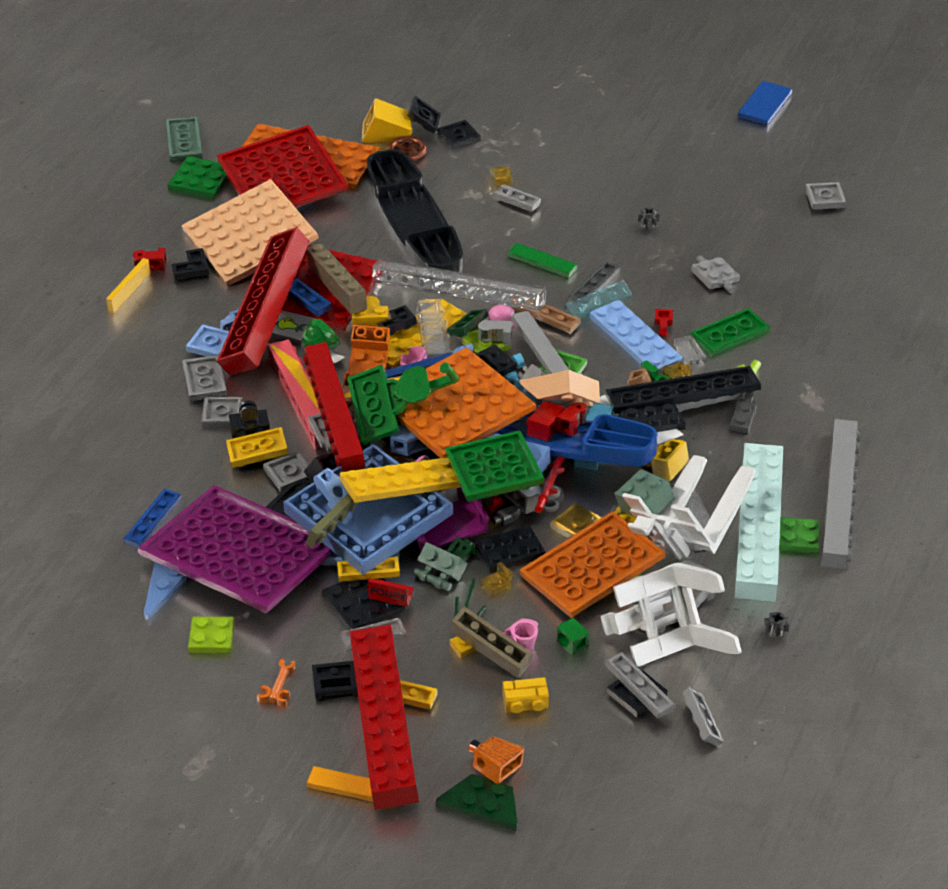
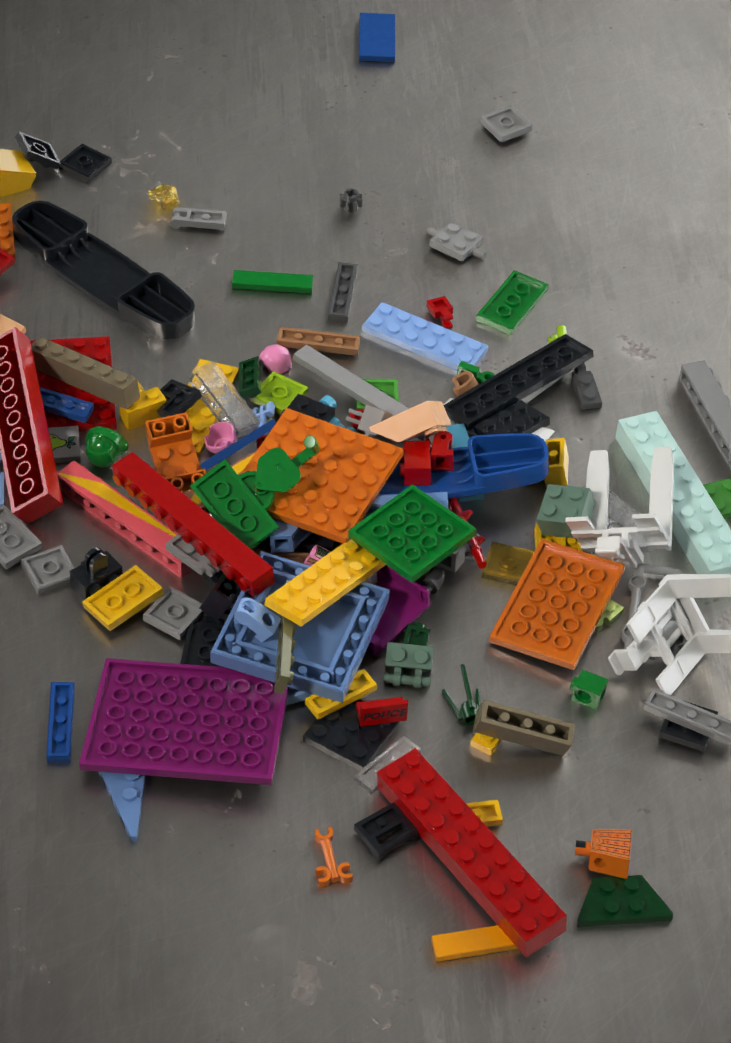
camera: 30 degrees left, 5 degrees up
(211, 635) = (219, 831): lime plate -> none
(407, 146) = (41, 192): copper plate -> none
(459, 285) = (212, 338): clear brick -> none
(495, 331) = (289, 378): light grey leg -> none
(498, 581) = (474, 656): clear yellow bracket -> none
(509, 548) = (460, 617): black plate -> none
(524, 633) = (543, 702): bright pink piece -> none
(525, 695) = (588, 771): yellow brick -> none
(583, 306) = (362, 308): clear light blue tile -> none
(677, 370) = (496, 362): clear yellow brick -> none
(687, 351) = (486, 335): clear tile -> none

